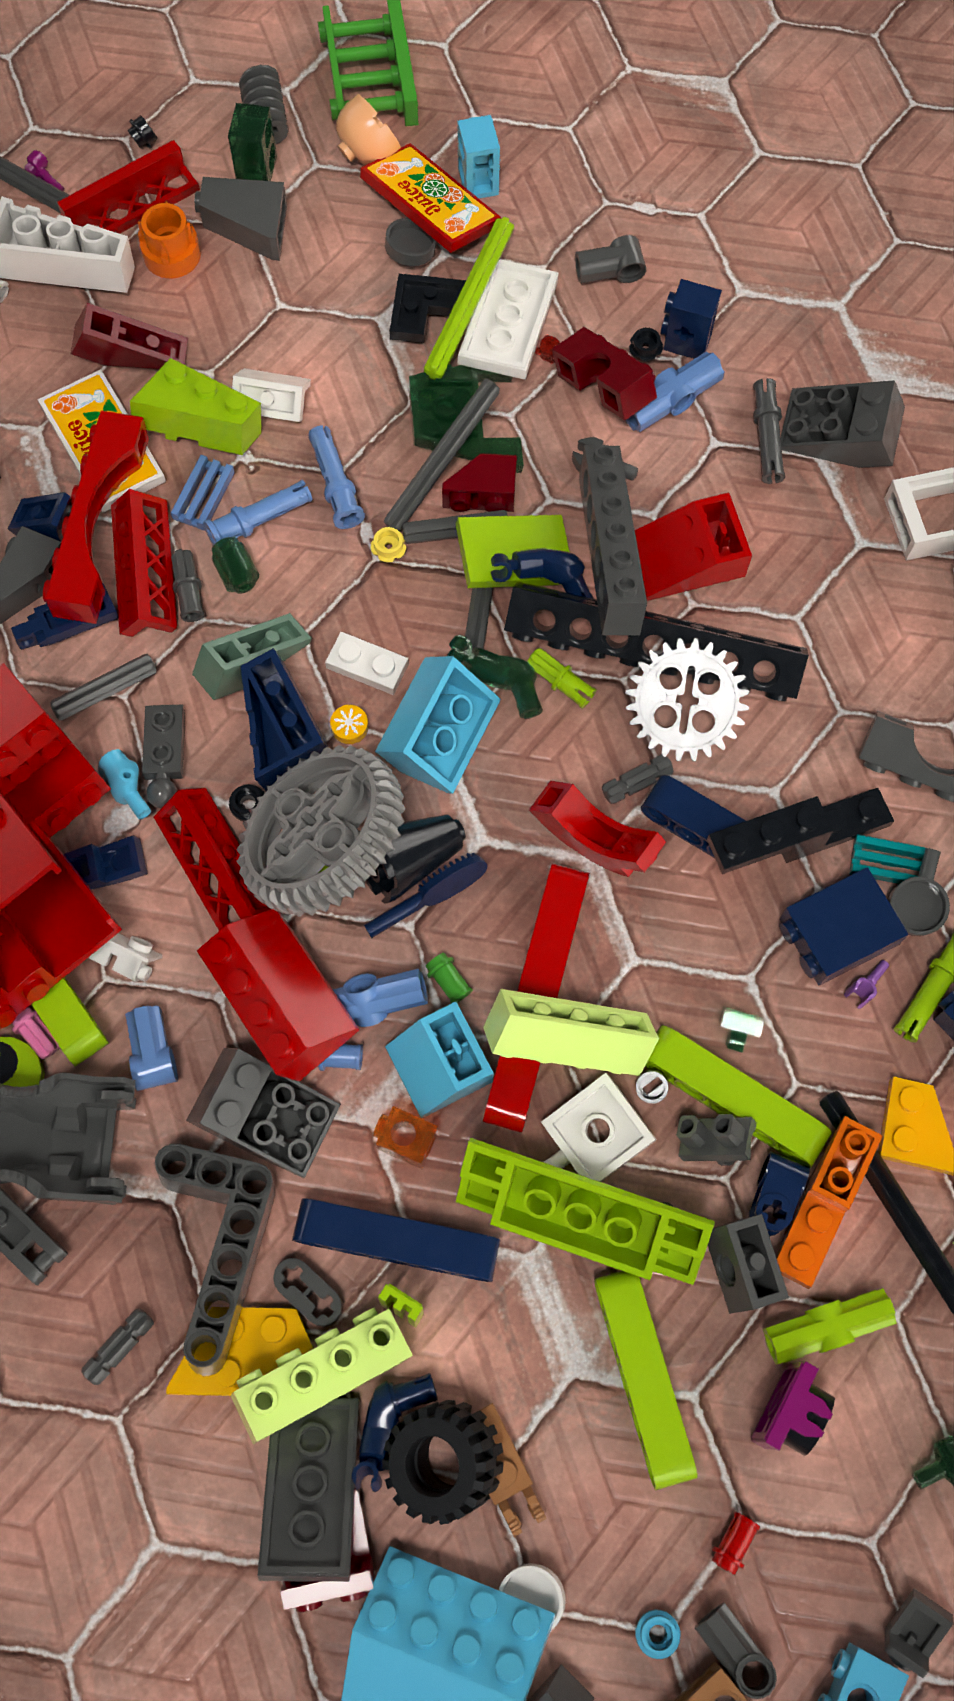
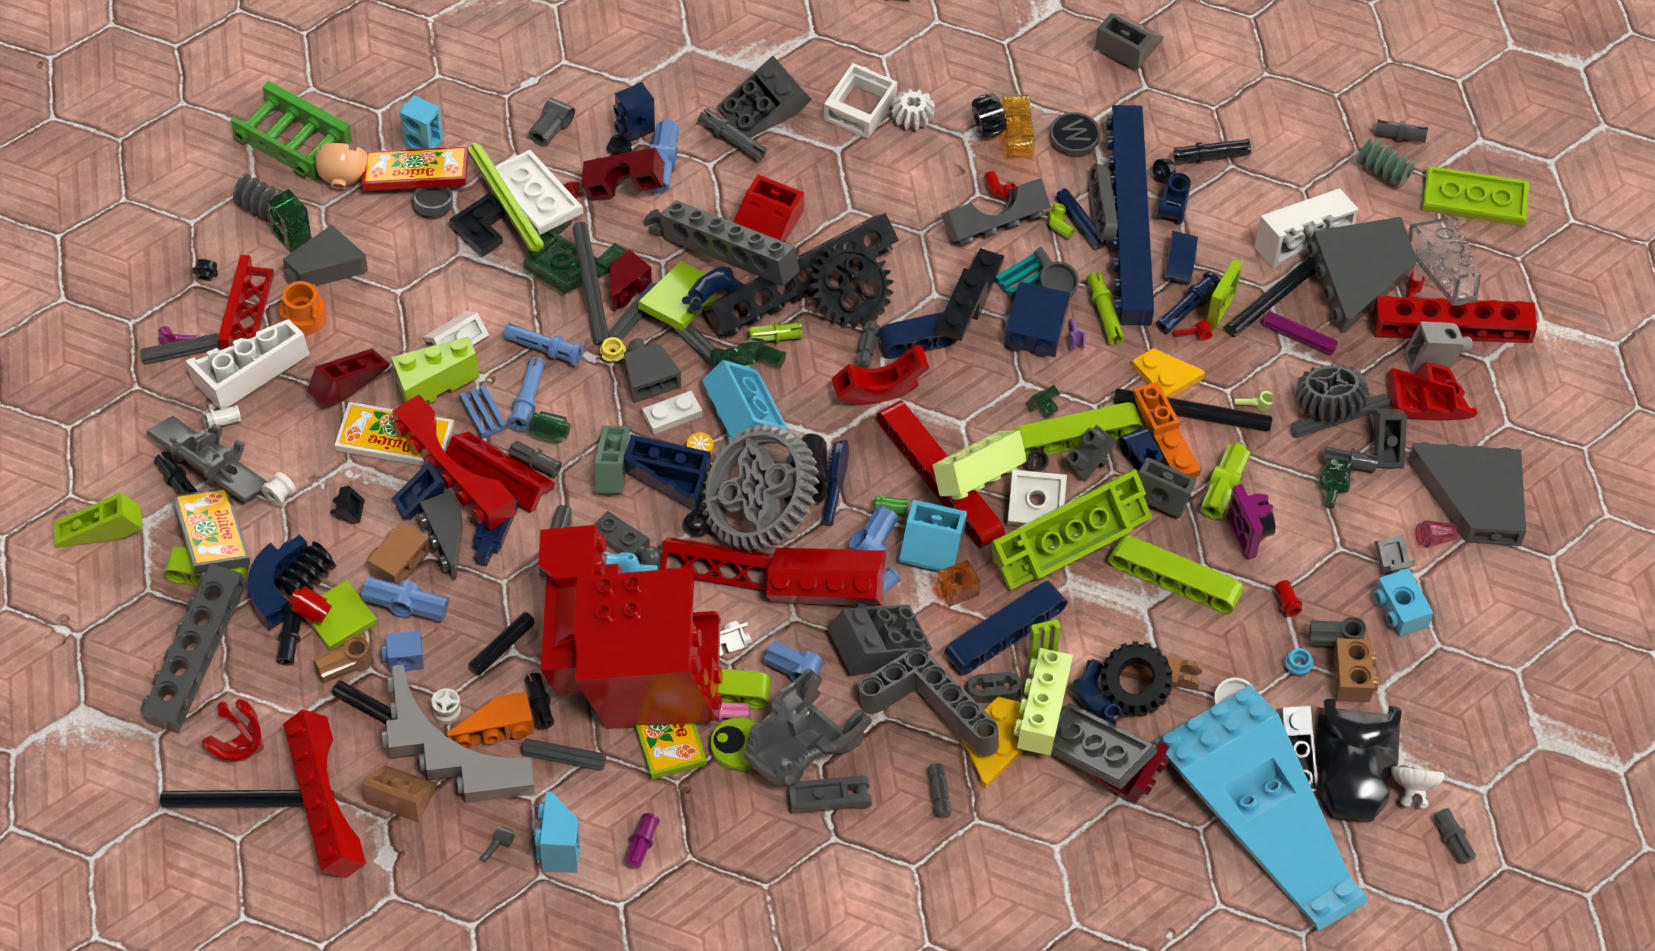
camera: 50 degrees left, 15 degrees down
(391, 598) = (650, 370): none -> dark grey torso

